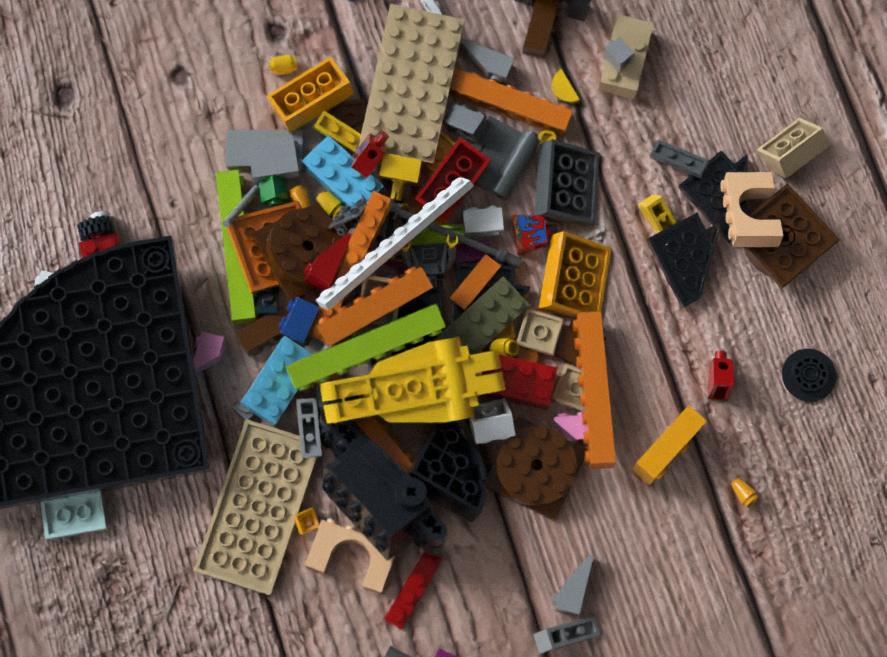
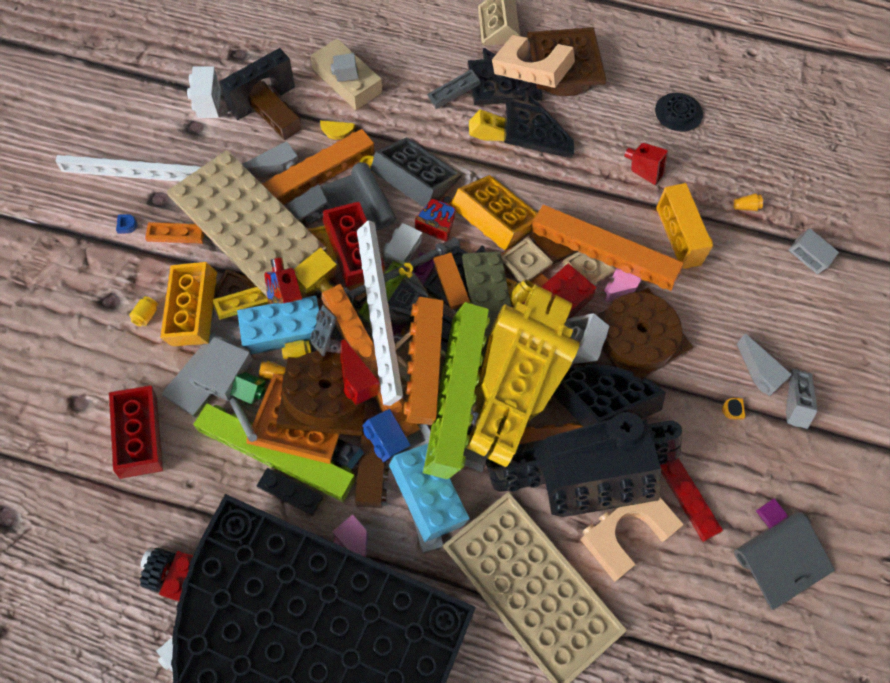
camera: 55 degrees left, 10 degrees down
(183, 135) = (135, 432): none -> red brick
(214, 280) = (289, 491): none -> black plate
(306, 521) = (574, 551): light orange tile -> none
(308, 428) = (490, 492): light grey slope -> none
(366, 31) = (174, 233): none -> orange tile
(519, 584) = (734, 409): none -> tile
(728, 575) = (813, 251): none -> light grey brick

